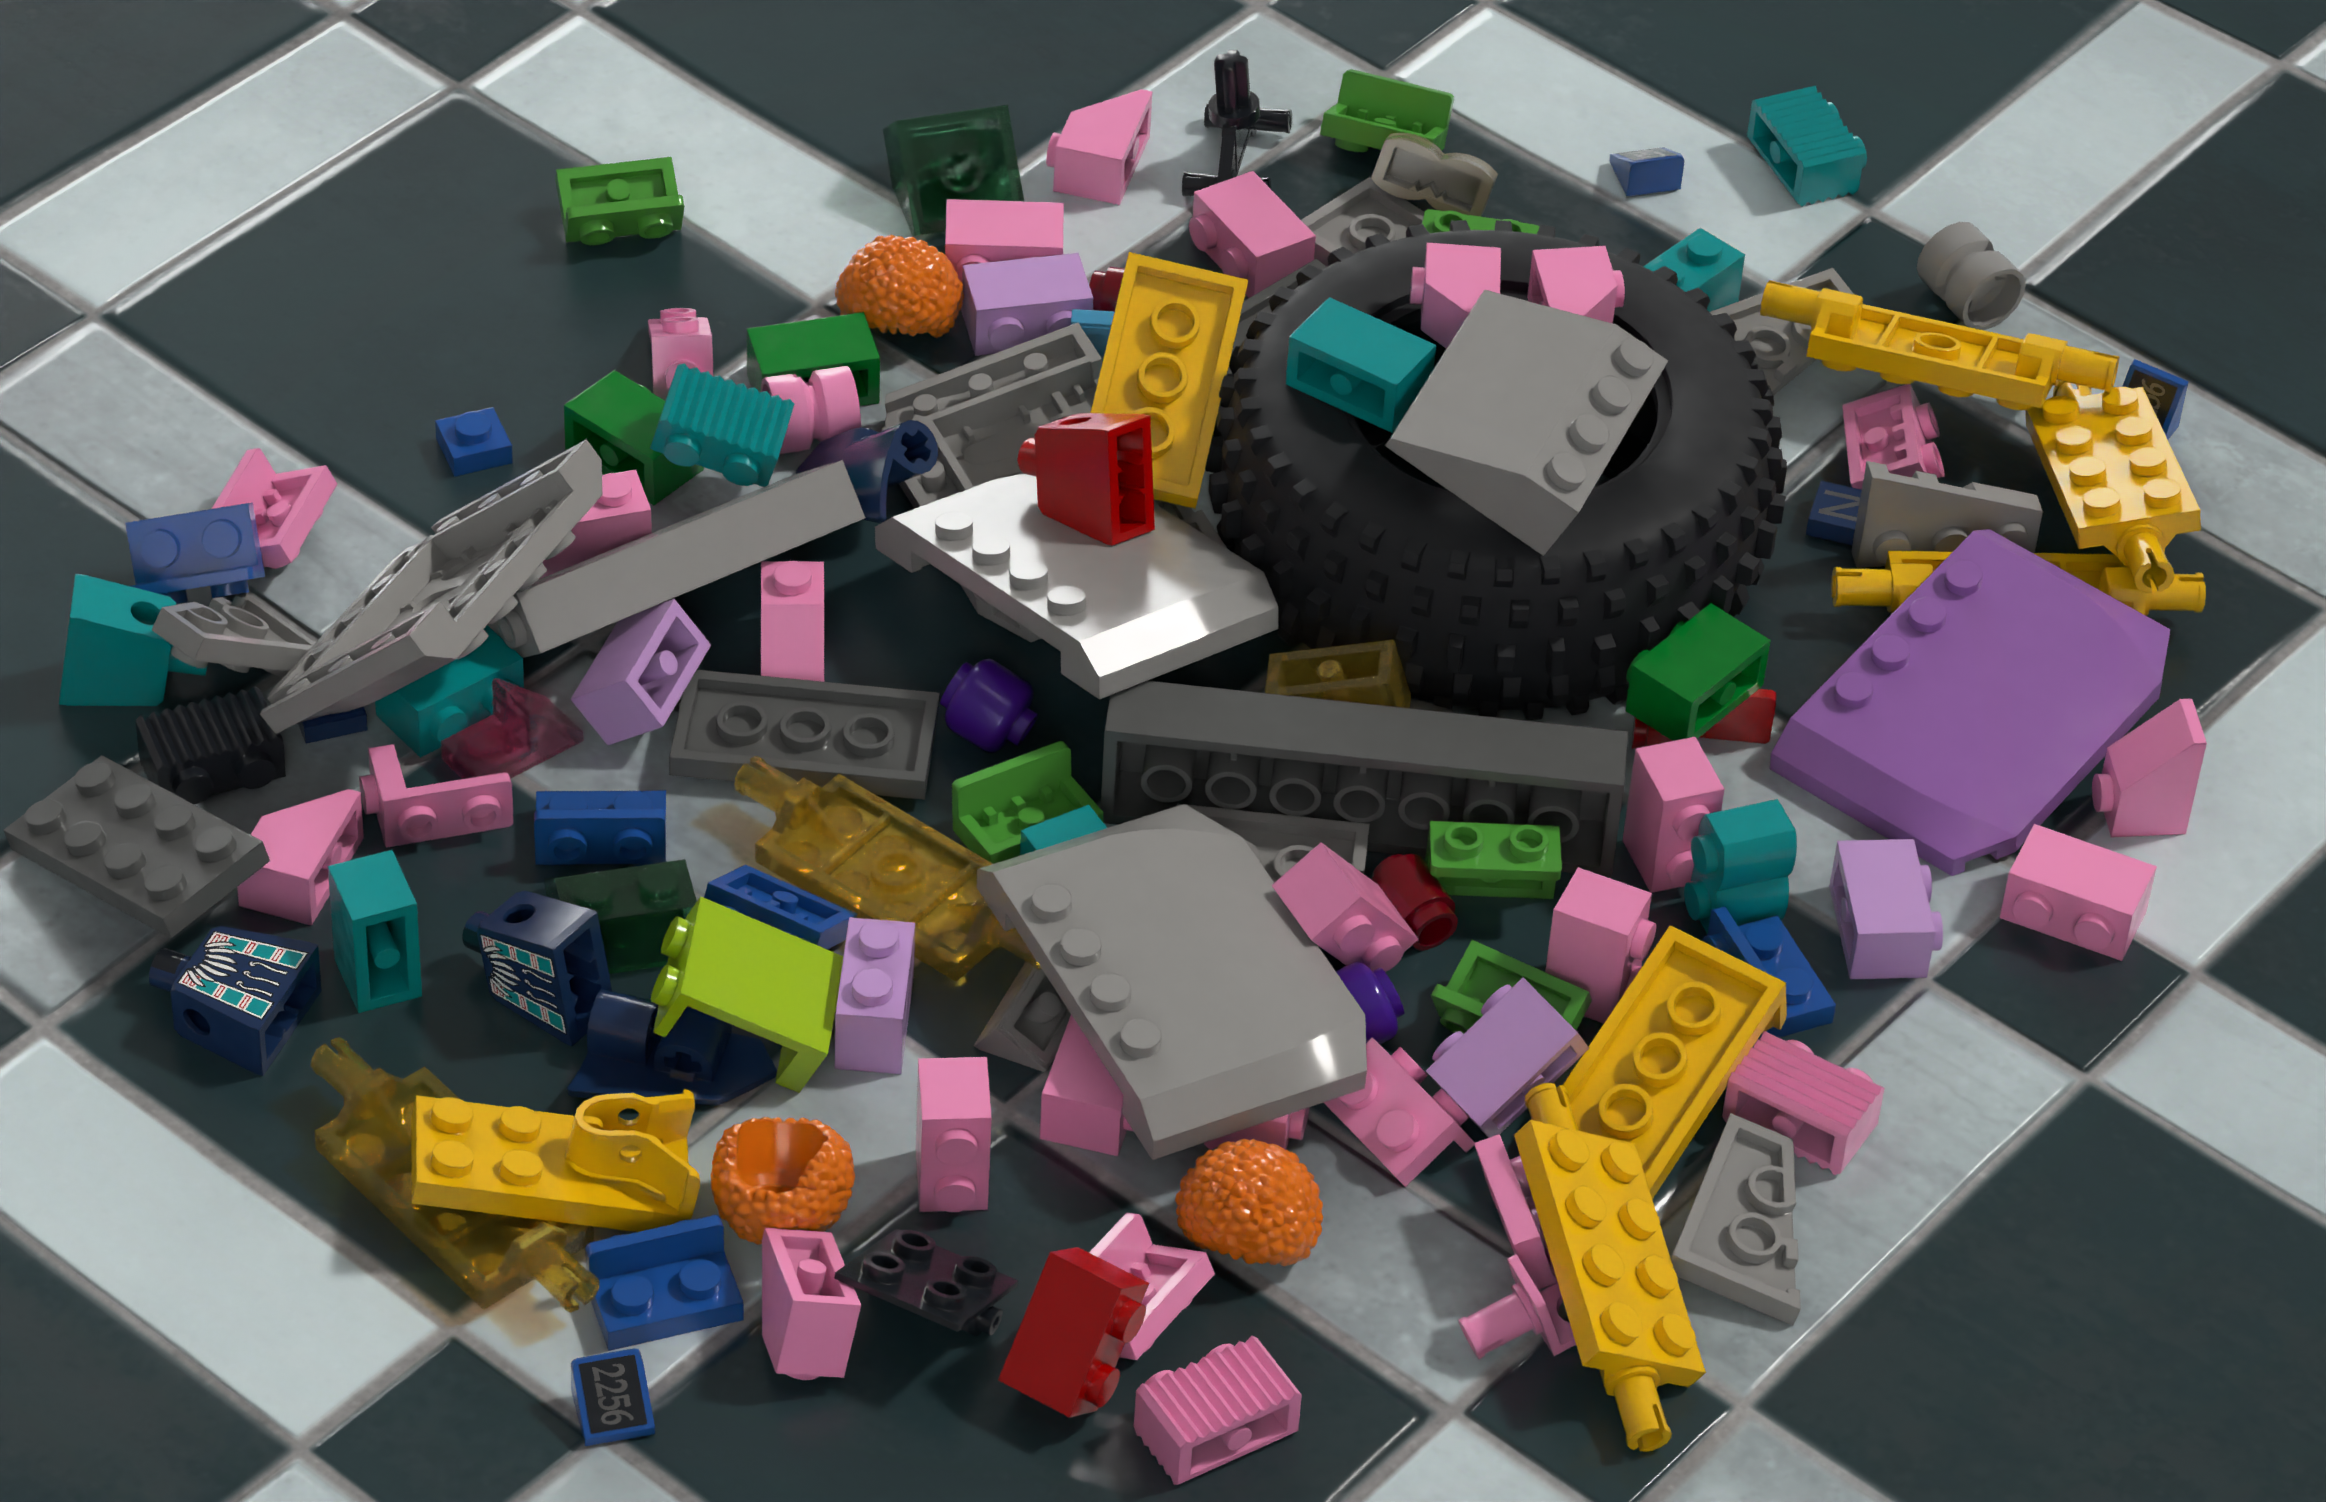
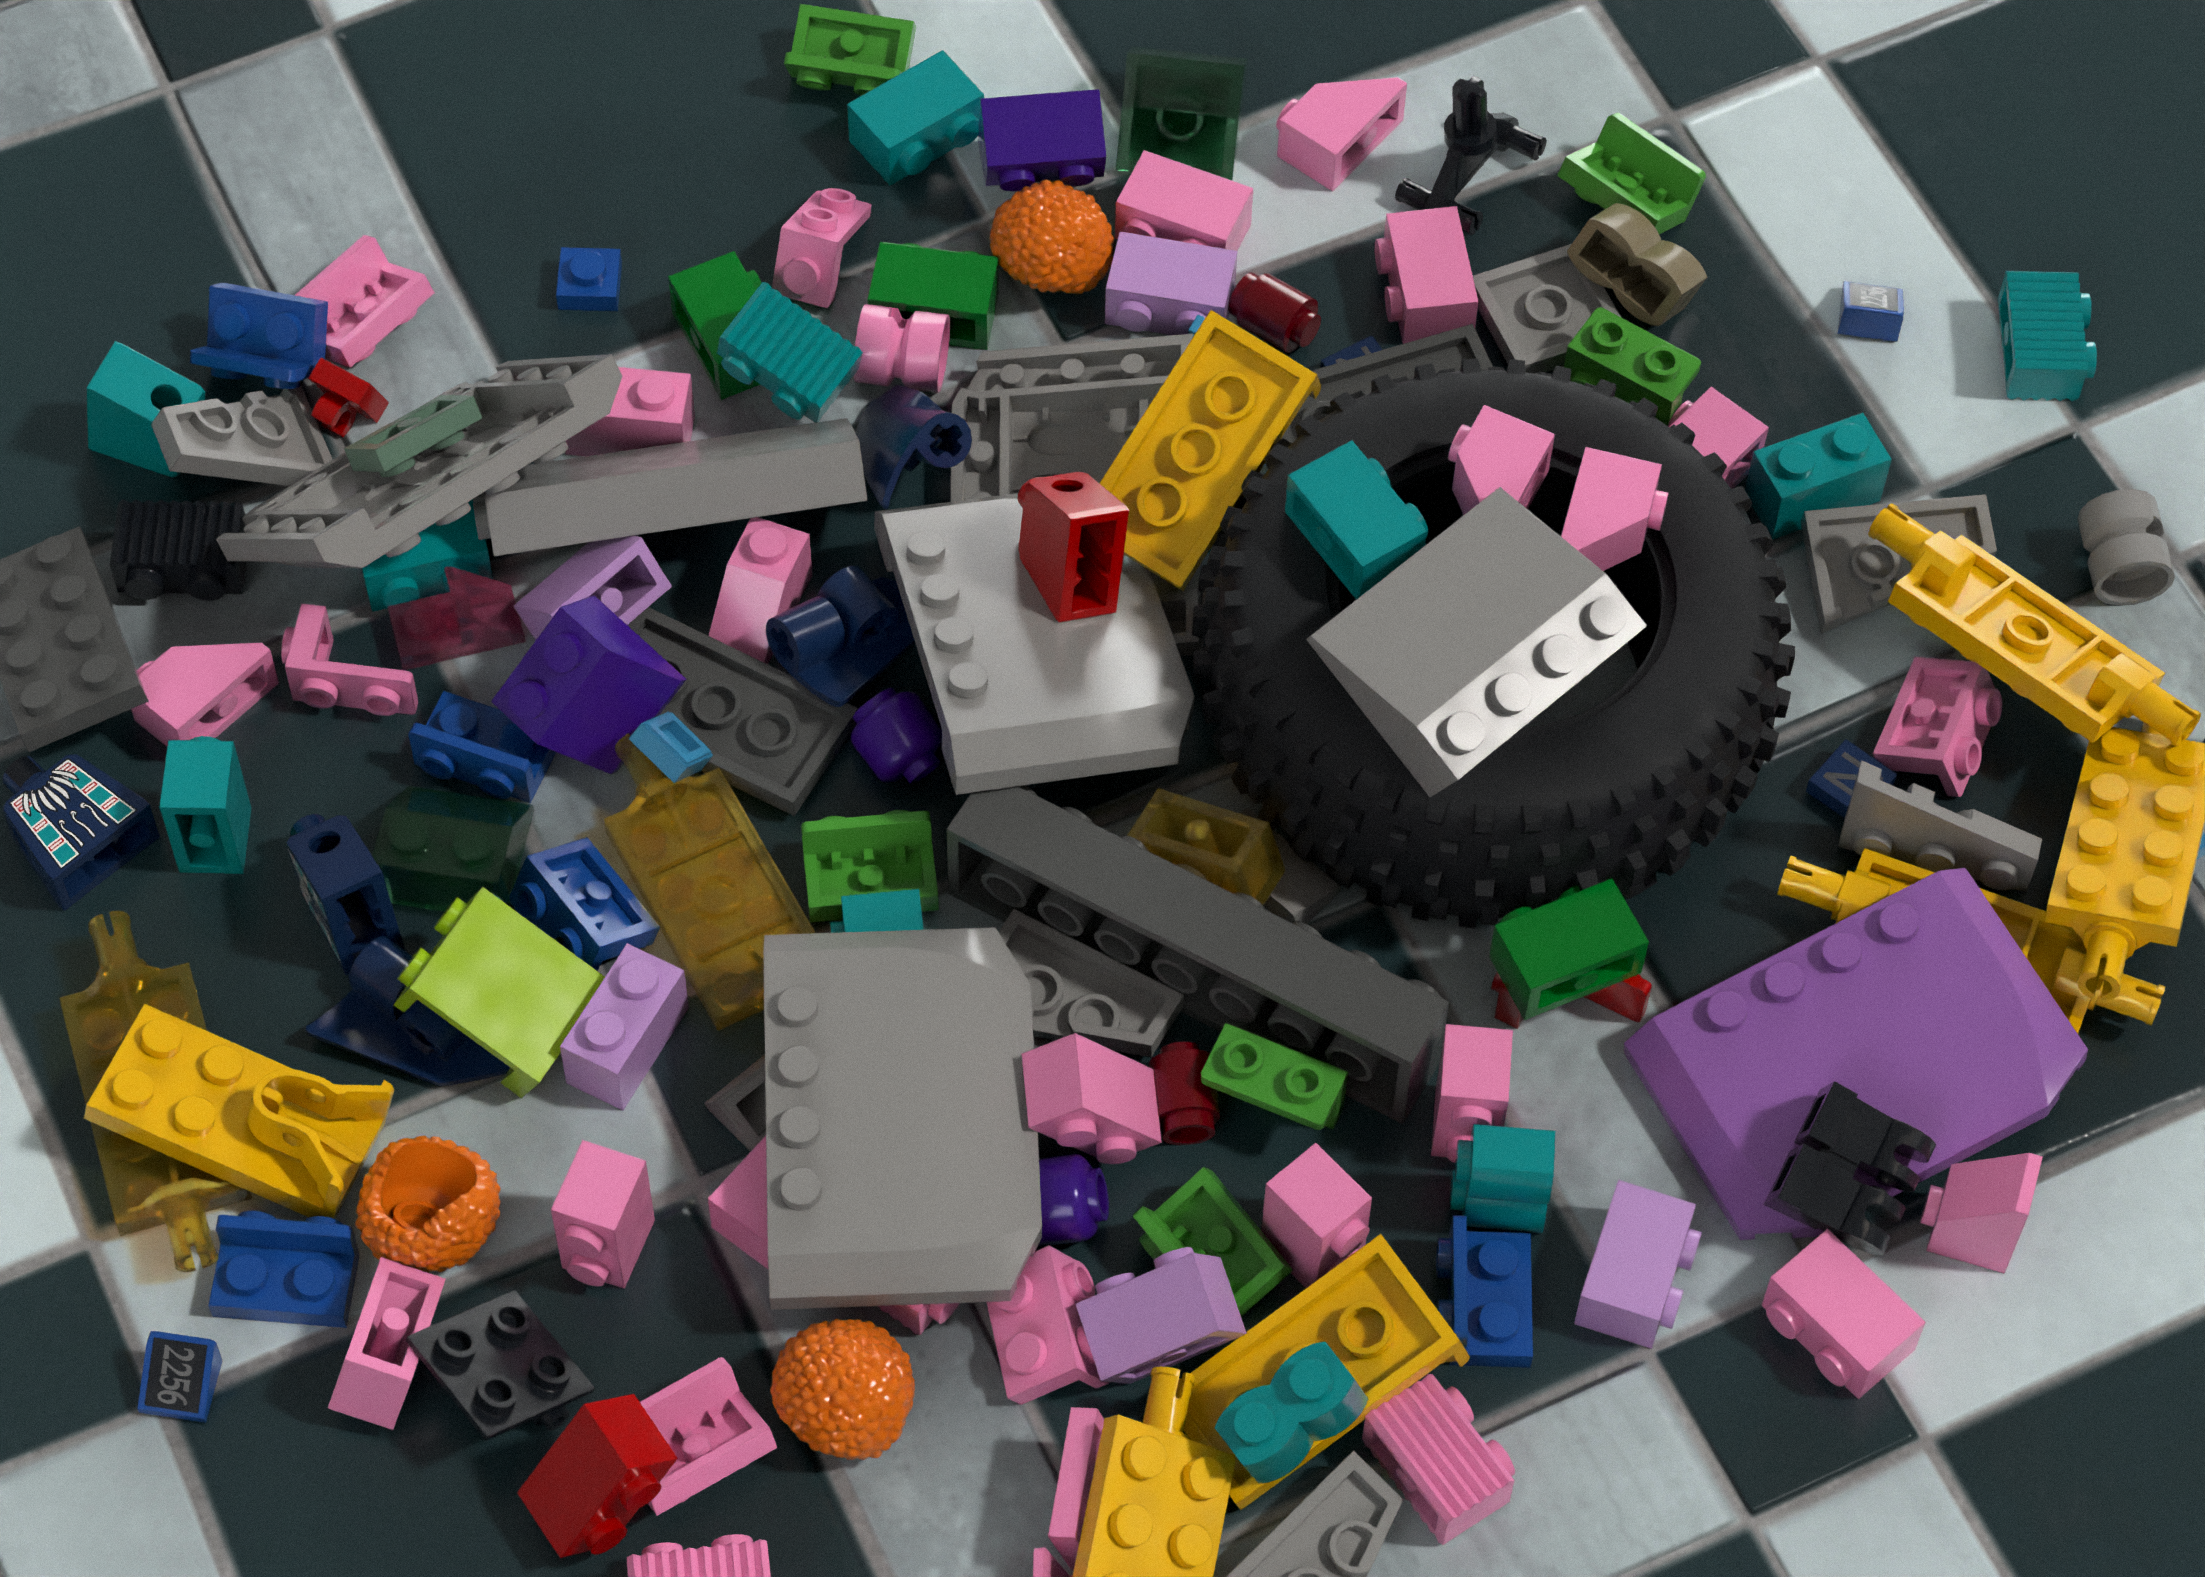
camera: 25 degrees right, 15 degrees up
(299, 585) = (343, 398): none -> red tile
(413, 571) = (429, 426): none -> sand green plate
(692, 731) = (587, 685): none -> dark purple slope
(713, 236) = (915, 117): none -> teal brick
(793, 759) = (671, 746): none -> dark azure tile
(845, 208) = (1042, 139): none -> dark purple slope
(891, 640) = (842, 635): none -> dark blue panel
(1673, 1082) = (1278, 1422): none -> teal brick
(2027, 770) = (1818, 1175): none -> black legs

